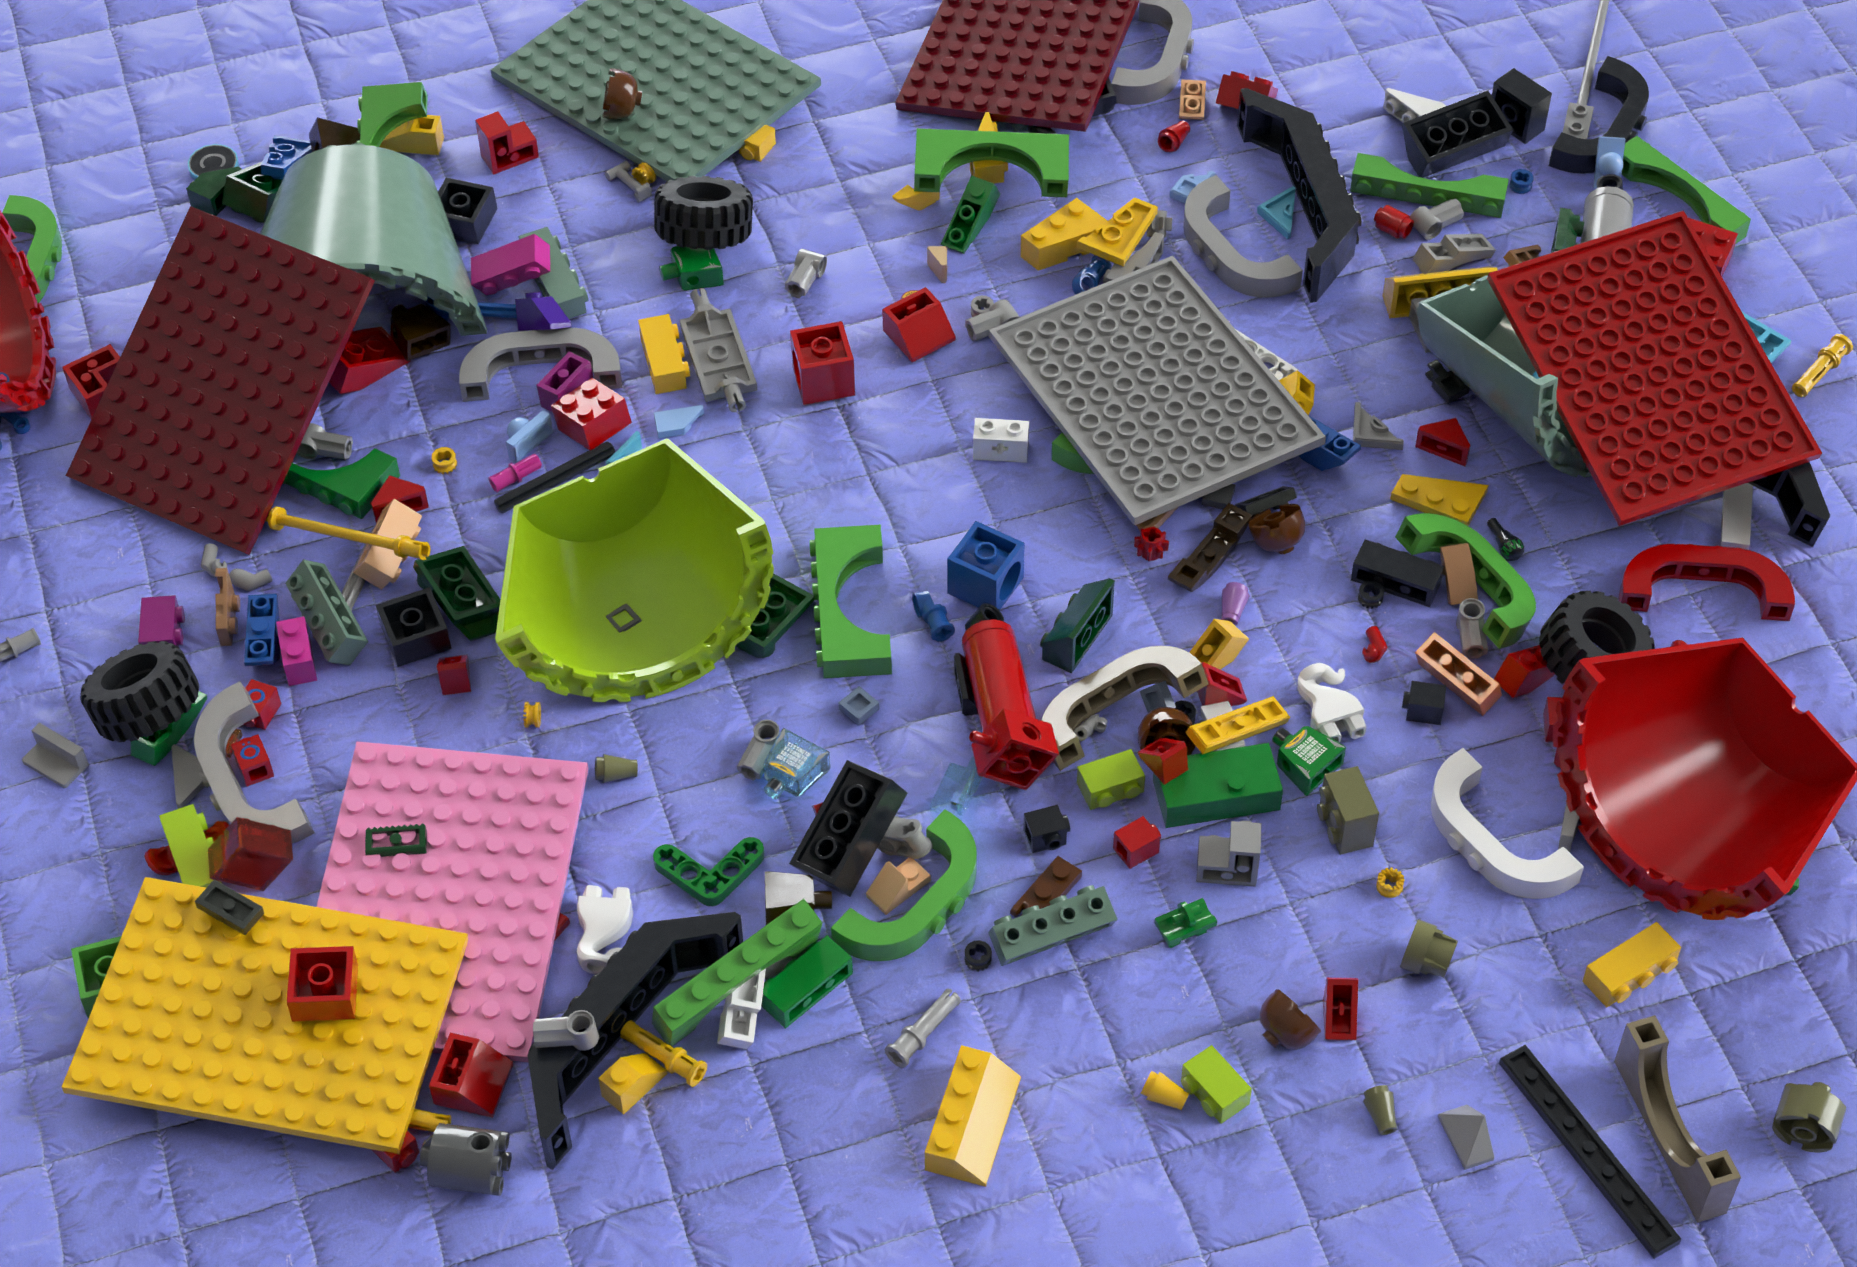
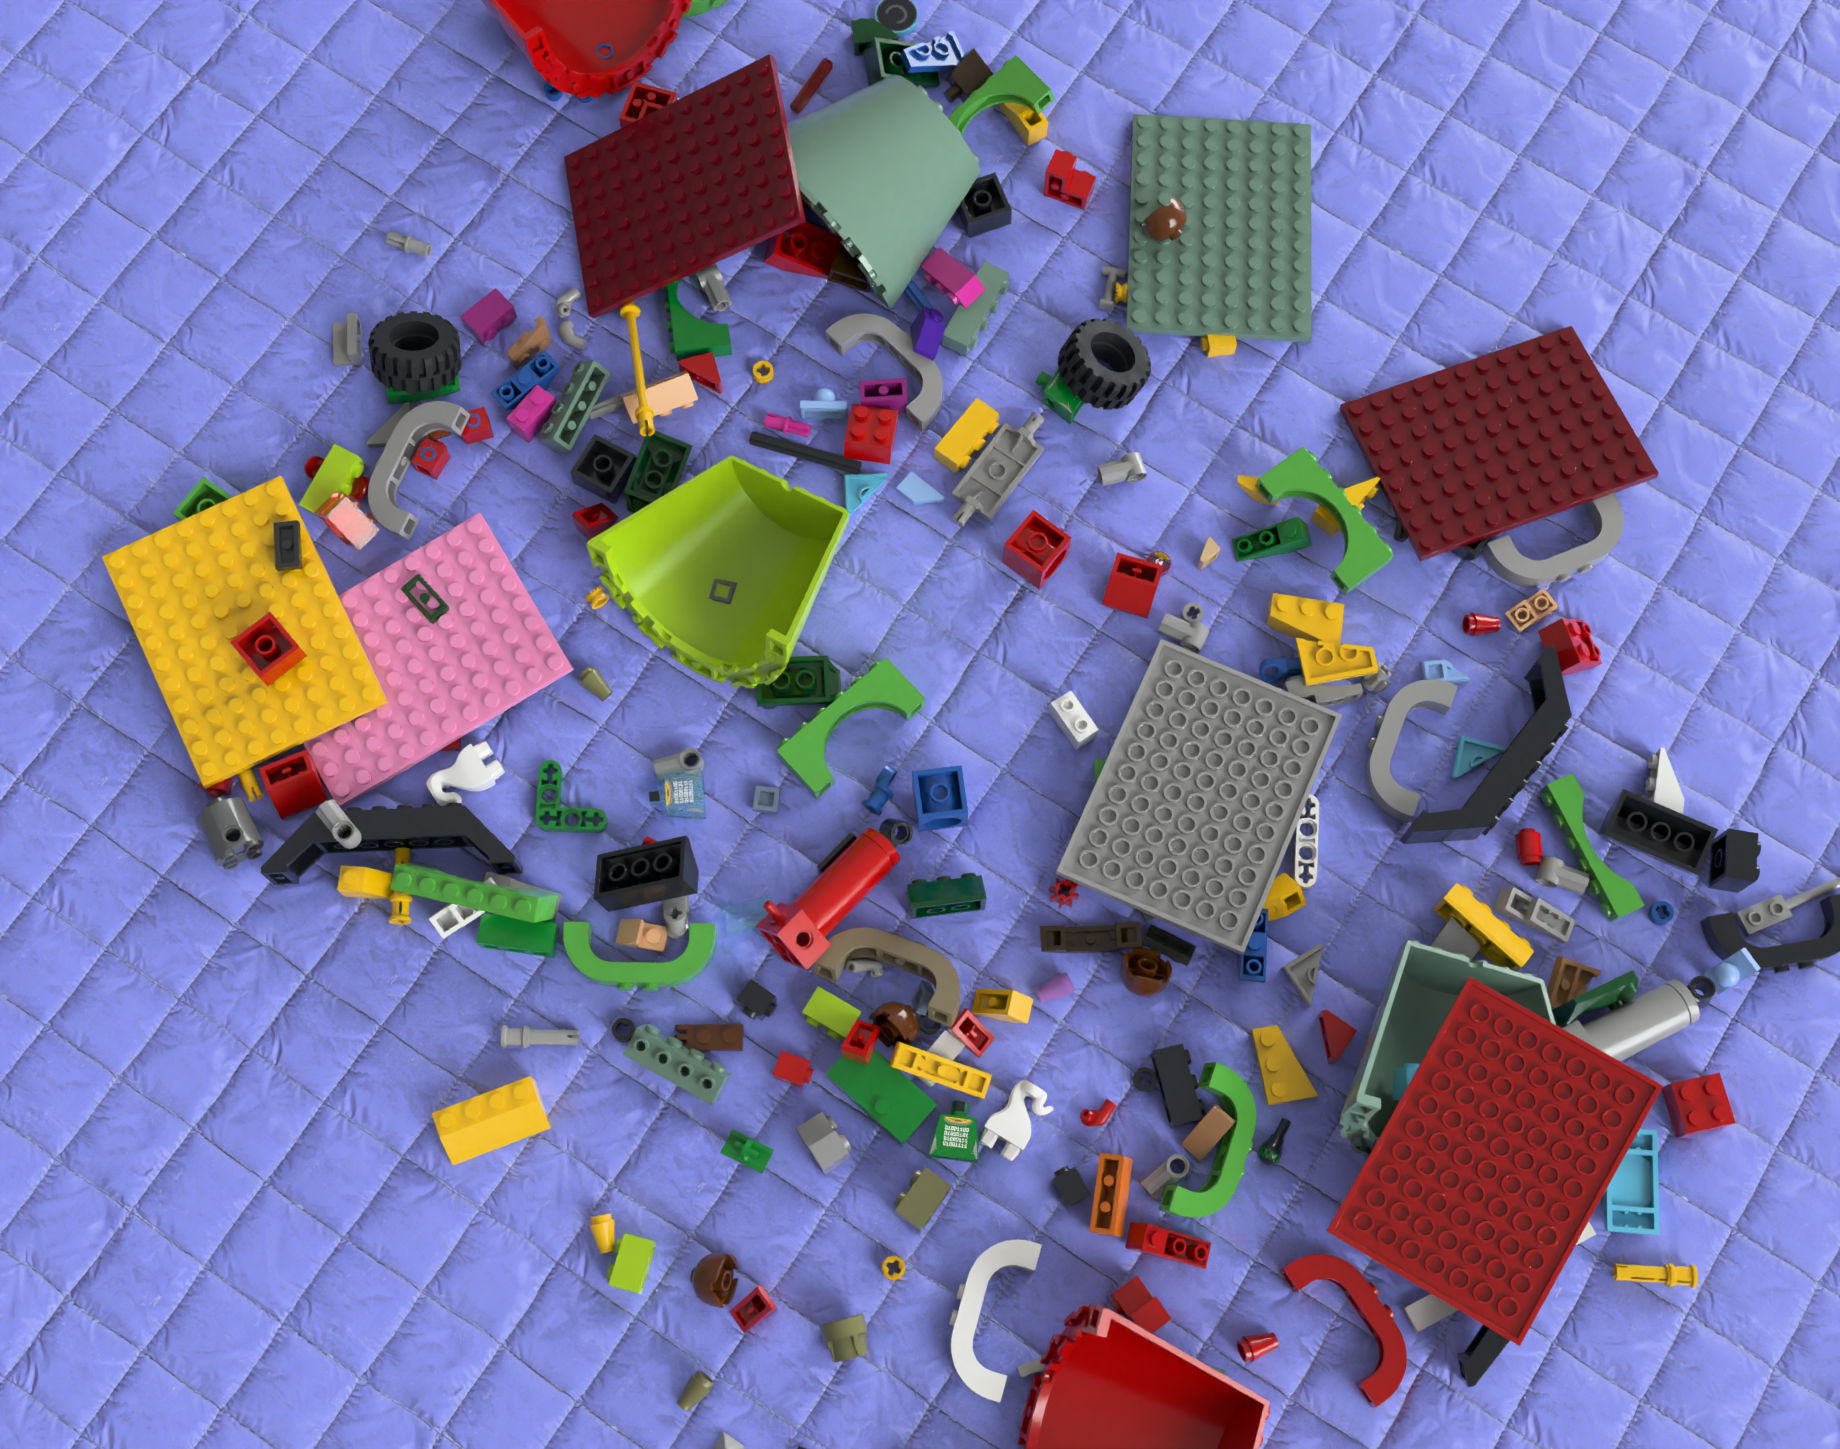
camera: 50 degrees right, 20 degrees up
(787, 889) = (569, 878): torso -> none
(1587, 620) = (1238, 1294): black tyre -> none
(1649, 166) = (1760, 997): bright green arch -> none

